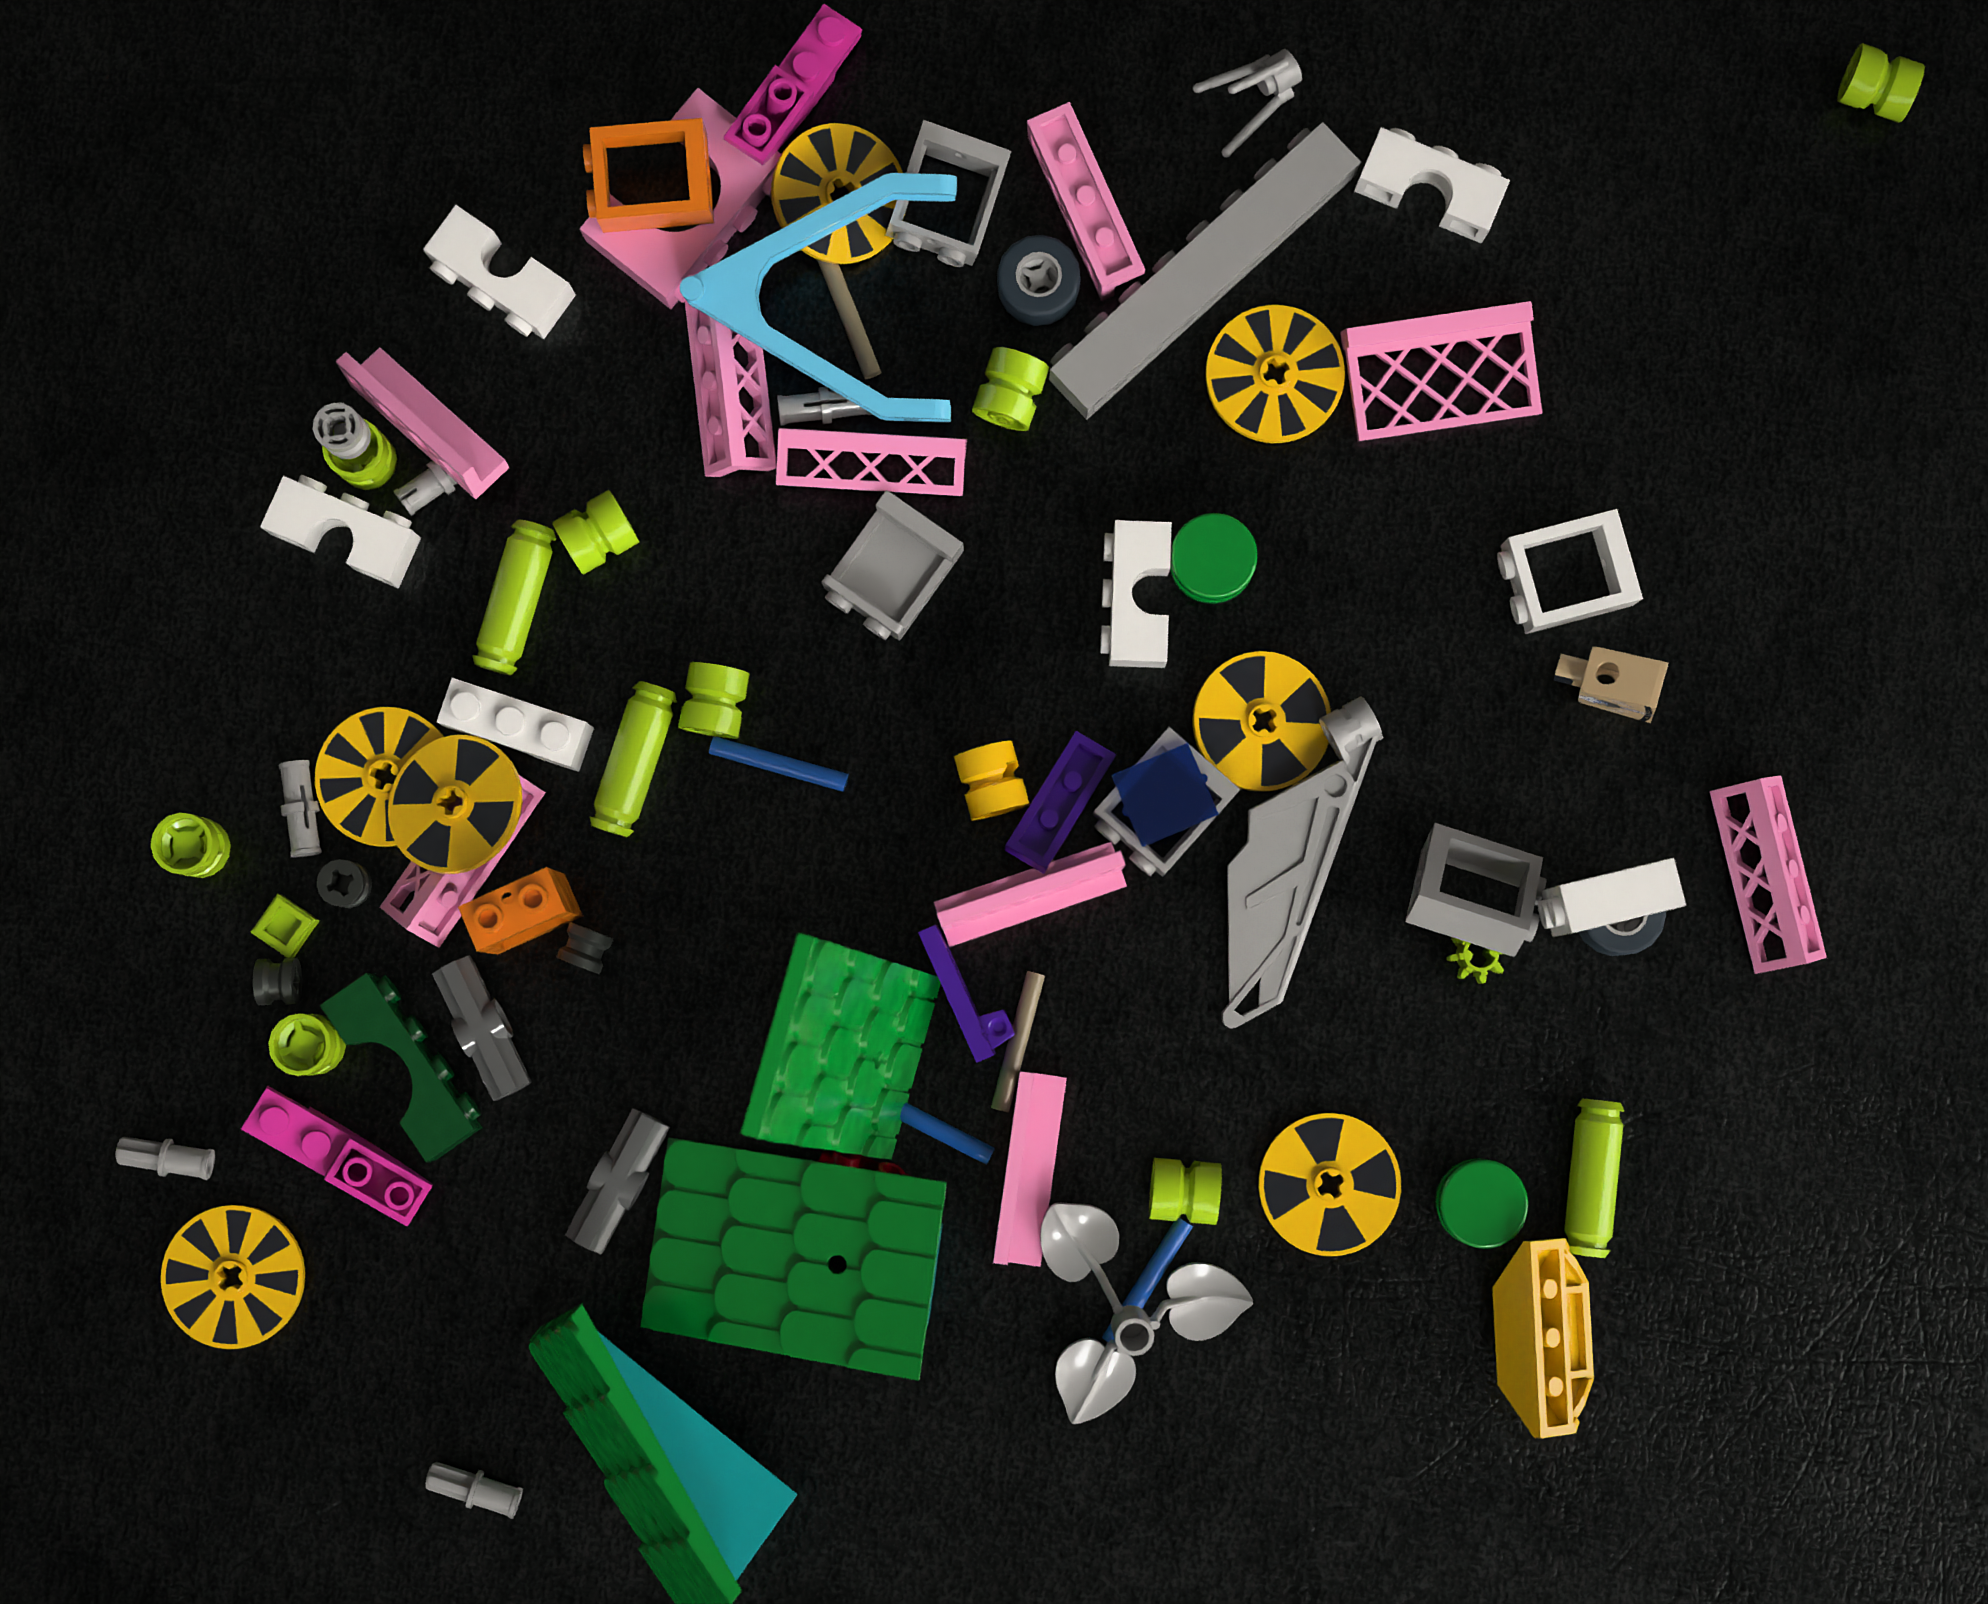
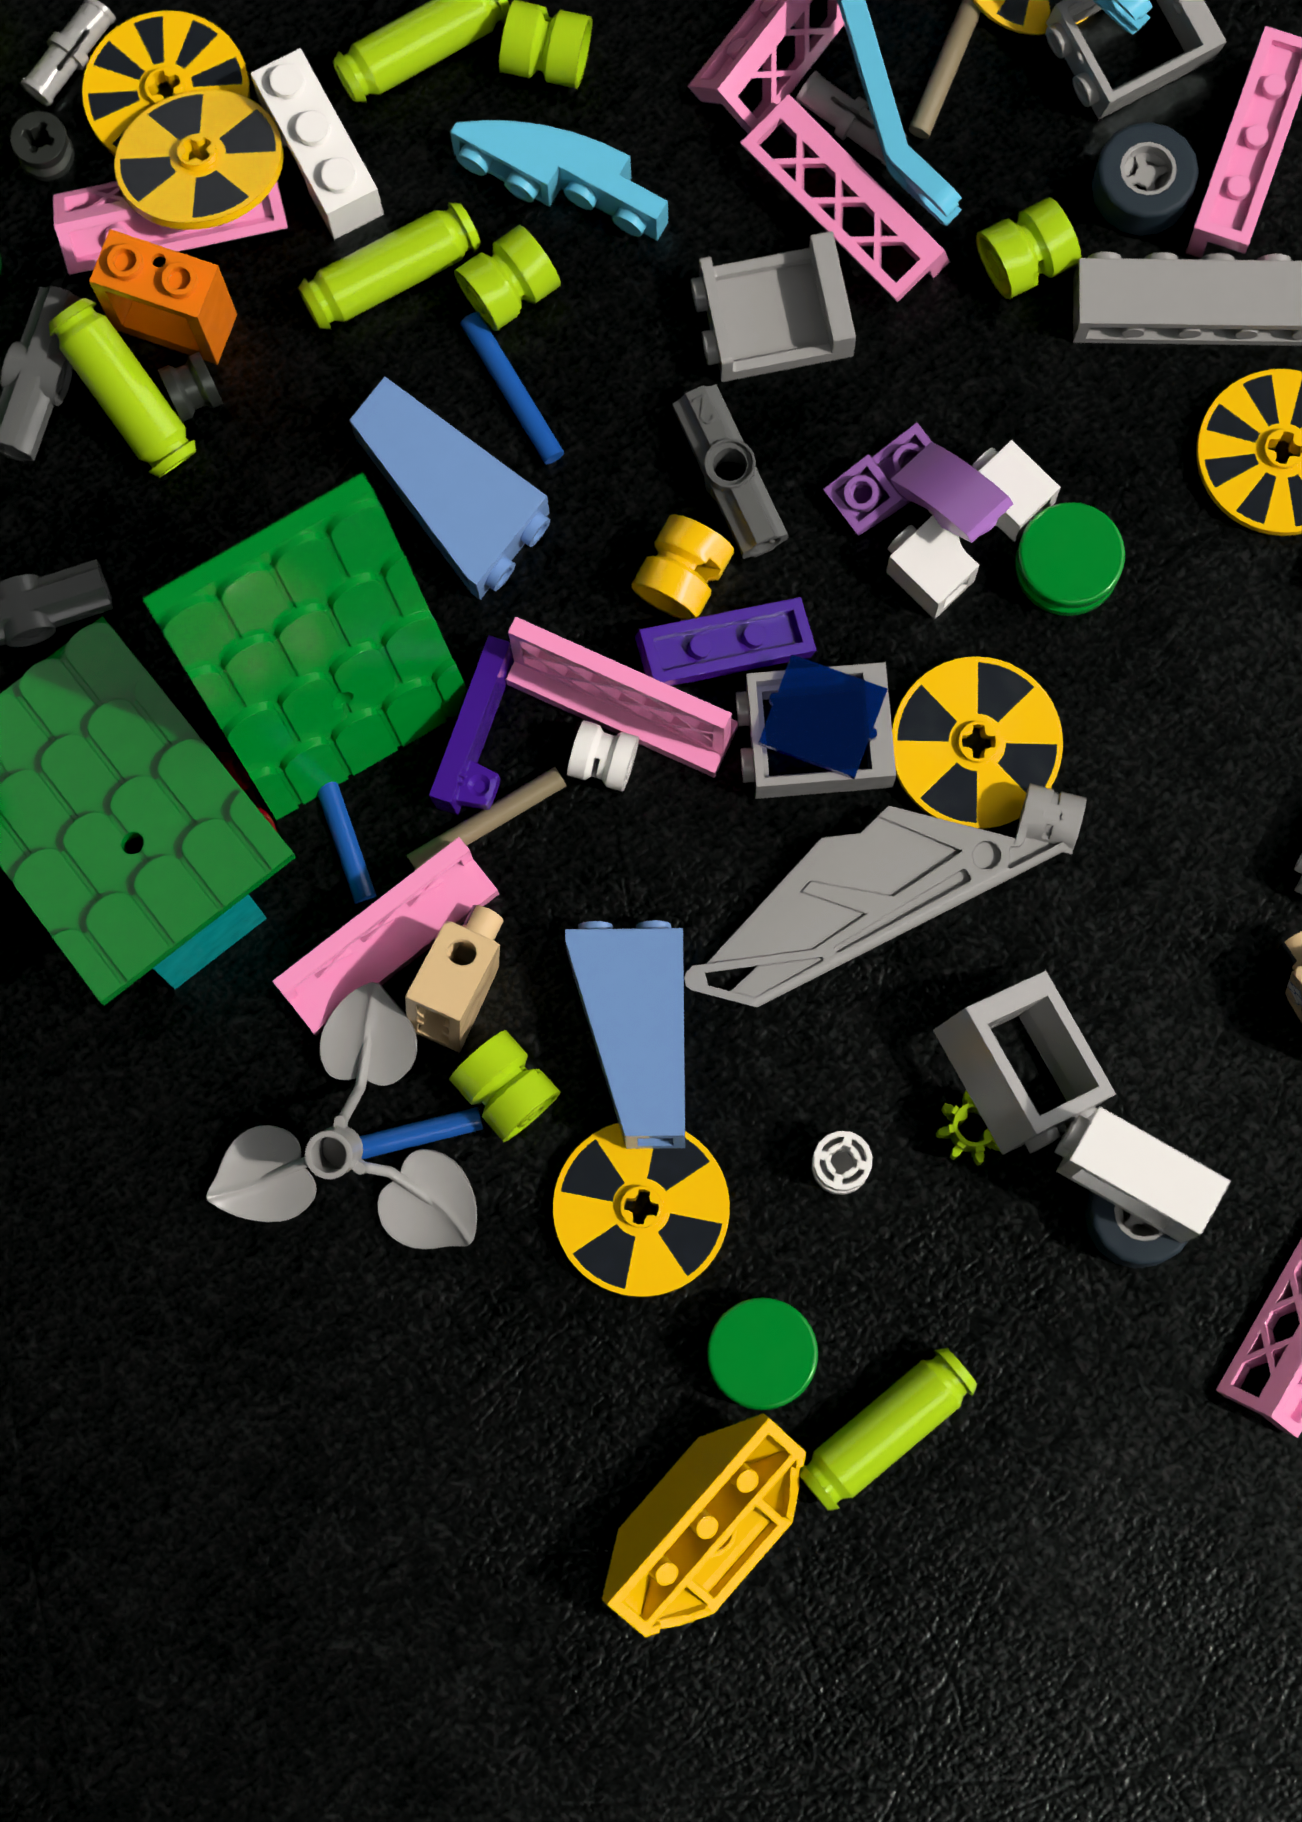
camera: 45 degrees right, 5 degrees down
(547, 989) = (122, 387): none -> lime axle
(662, 606) = (543, 159): none -> medium azure slope
(804, 860) = (454, 488): none -> medium blue slope
(932, 682) = (741, 501): none -> dark grey piece
(1052, 938) = (602, 756): none -> white wheel
(1058, 609) = (865, 490): none -> medium lavender slope
(1101, 1172) = (455, 978): none -> tan torso
(1112, 586) = (952, 491): none -> medium lavender slope
(1226, 1078) = (636, 1018): none -> medium blue slope
(1414, 1050) = (838, 1171): none -> white wheel

